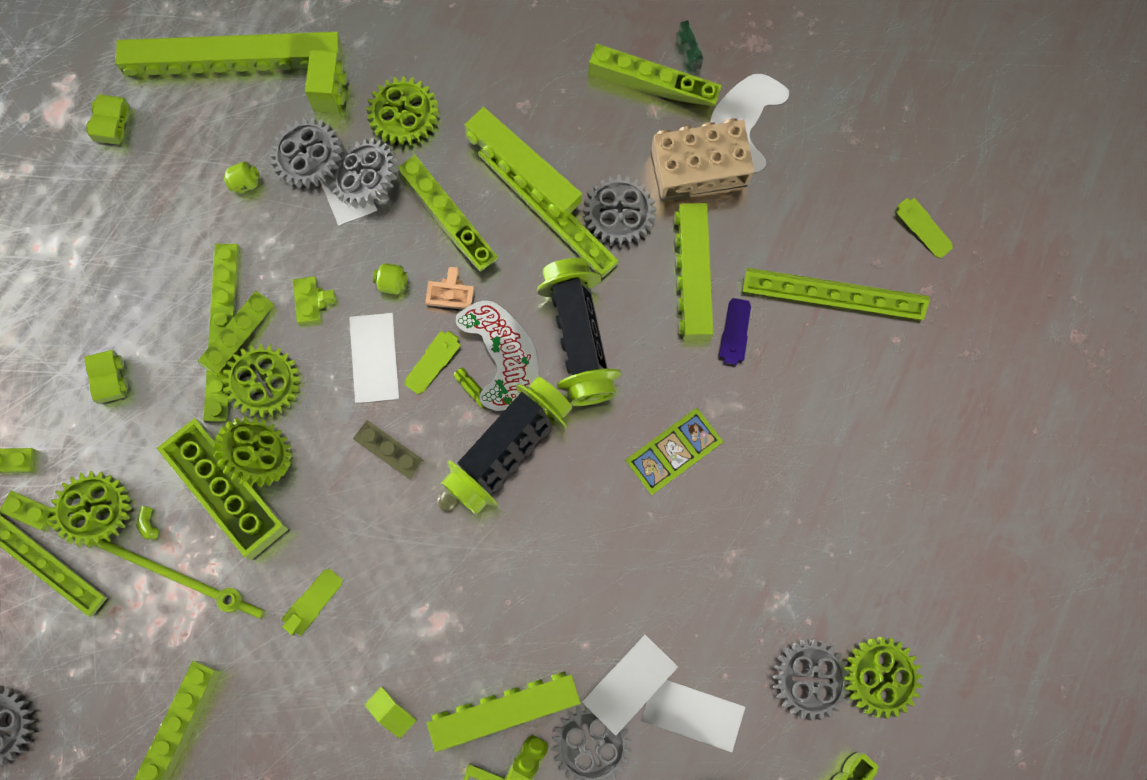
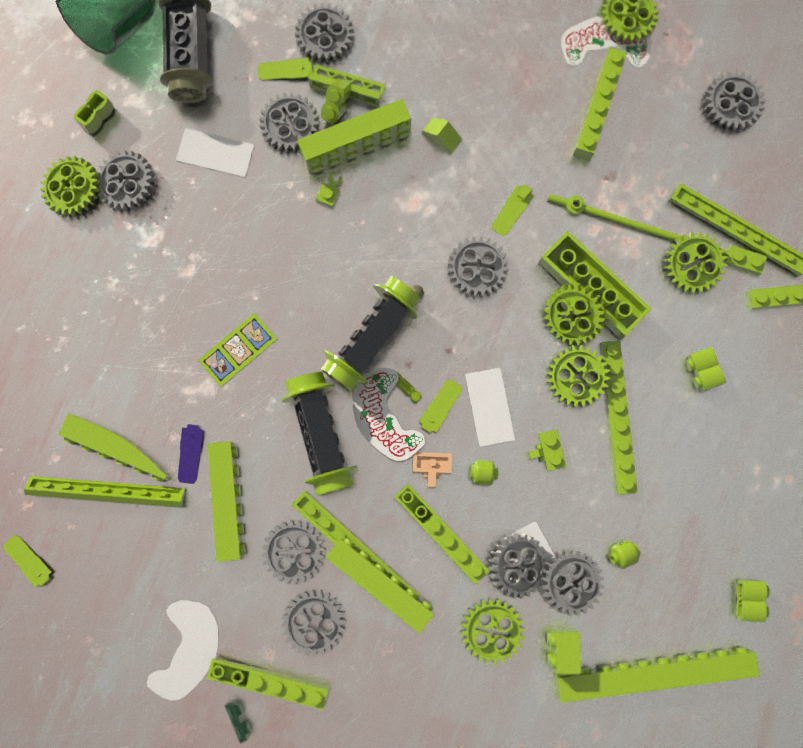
camera: 175 degrees right, 5 degrees up
(144, 526) = (651, 255): lime arm -> none
(235, 333) = (605, 414): lime plate -> none
(370, 506) = (479, 250): none -> light grey gear
(388, 449) = (468, 330): olive plate -> none
(546, 642) = (328, 192): none -> lime plate
(620, 127) = (298, 633): none -> light grey gear
(630, 685) = (262, 166): white sticker -> none
(702, 158) = (221, 602): tan brick -> none
(828, 344) = (110, 445): none -> lime slope

